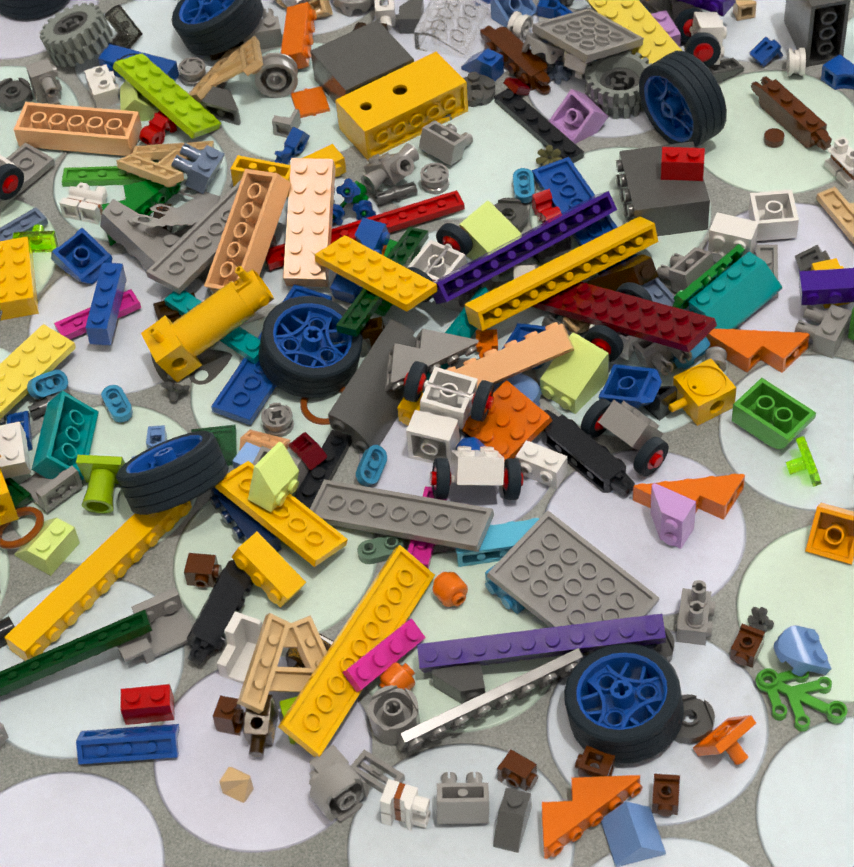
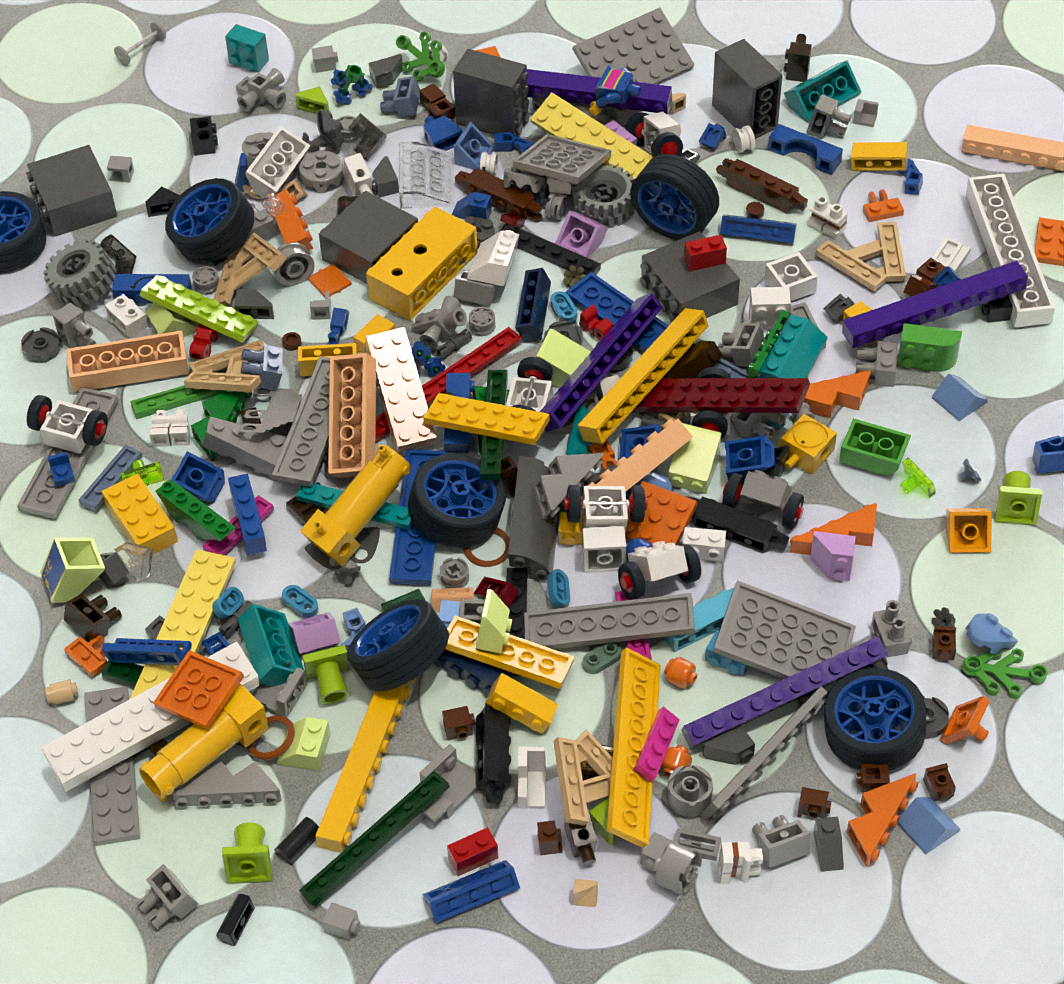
camera: 25 degrees left, 0 degrees up
(57, 286) = (188, 509): none -> green slope
(113, 438) = (315, 633): none -> lavender slope
(243, 149) = (291, 341): none -> reddish brown tile
(287, 9) = (272, 204): none -> clear wheel
(476, 119) = (495, 258): none -> white slope
(491, 173) = (533, 305): none -> dark blue brick
(565, 81) = (556, 206): none -> light grey wheel
(767, 156) = (758, 228): none -> blue fence

